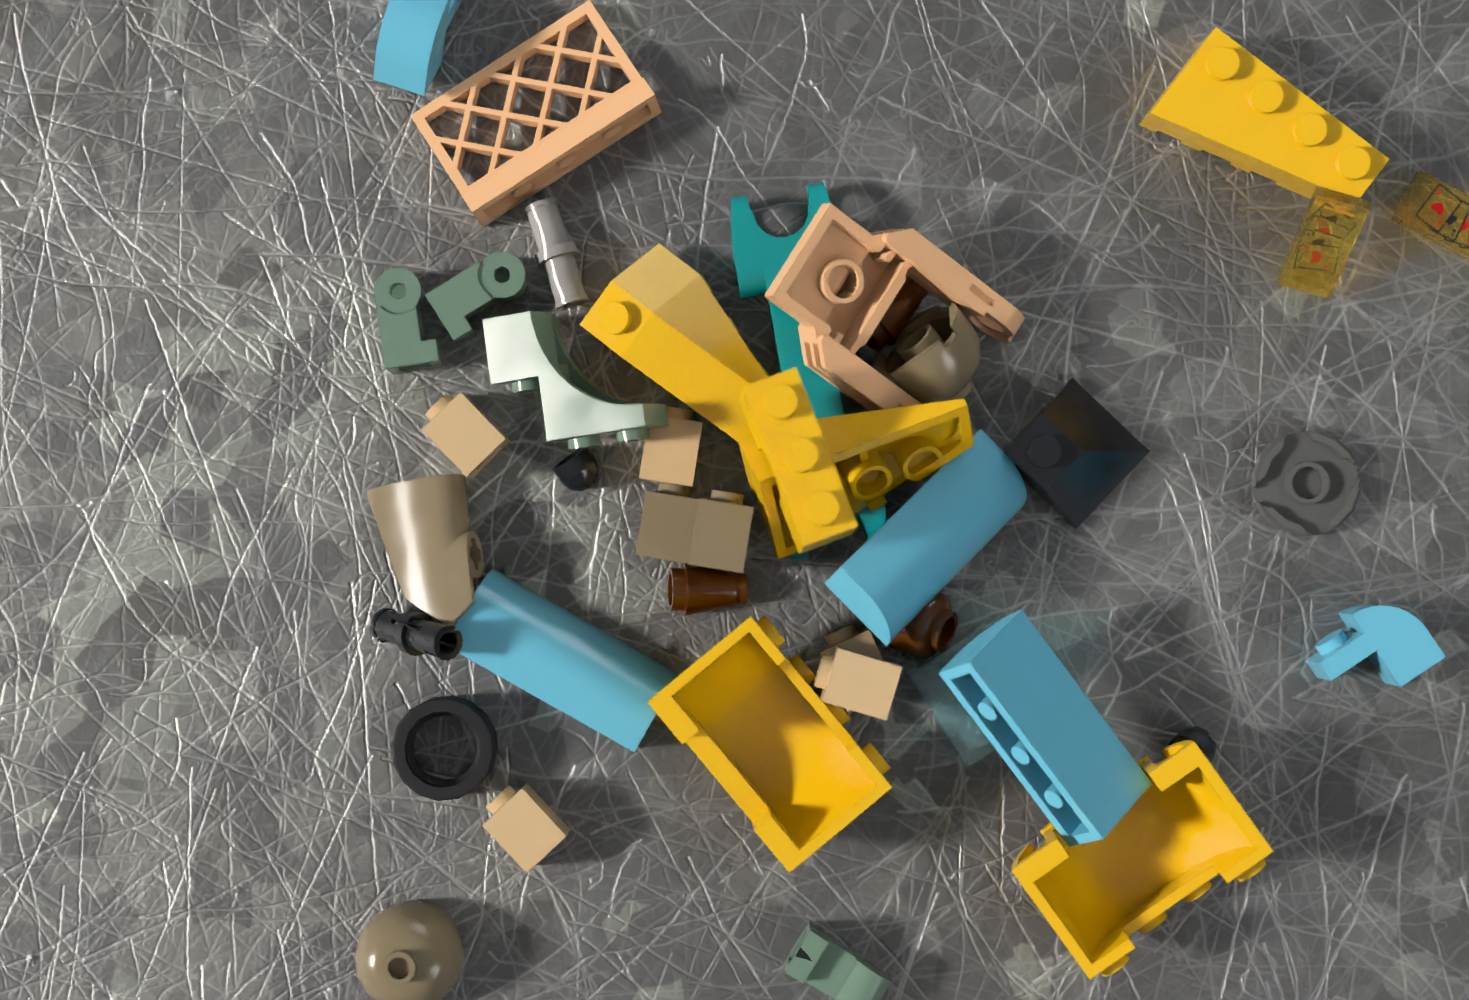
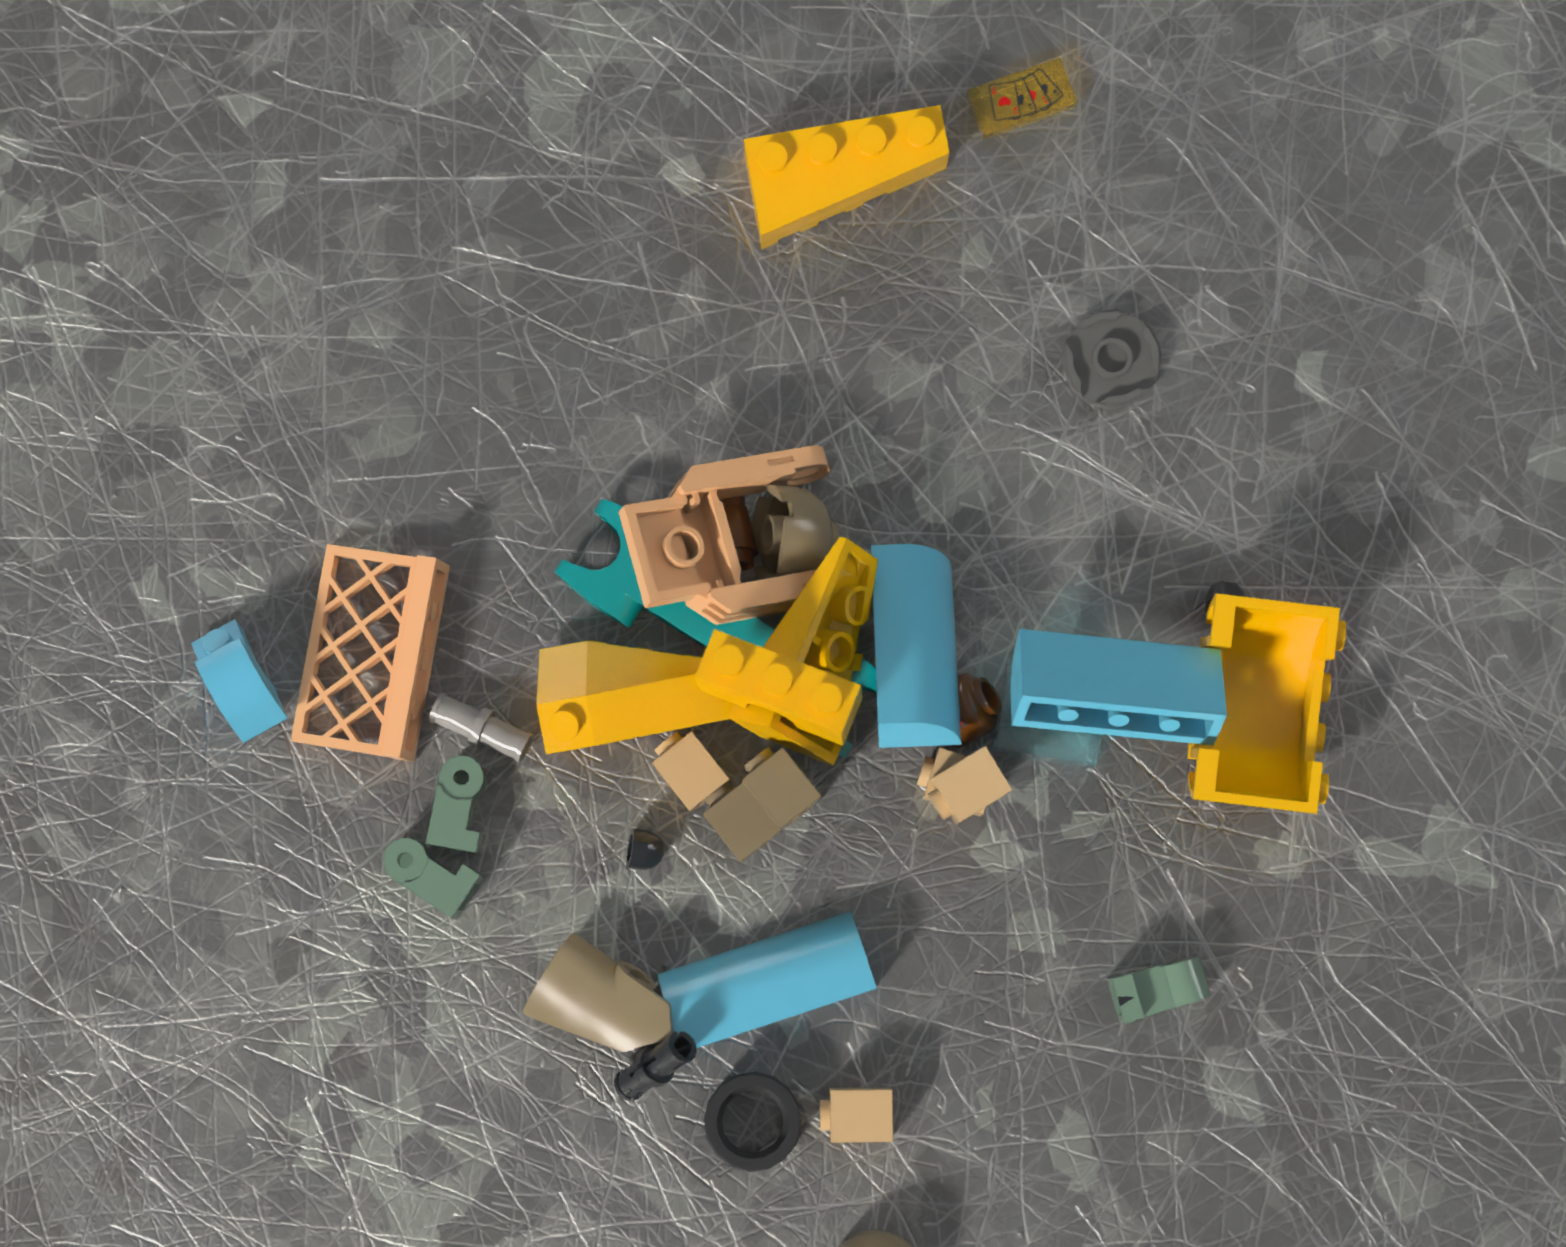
camera: 45 degrees left, 5 degrees down
(464, 433) = (545, 905): tan brick -> none
(531, 357) = (537, 809): arch -> none
(704, 589) = (807, 837): reddish brown cone -> none
(772, 741) = (955, 883): yellow cylinder -> none
(1074, 453) = (947, 497): black slope -> none
(1323, 242) = (956, 199): clear yellow tile -> none
(1387, 635) = (1266, 399): medium azure brick -> none

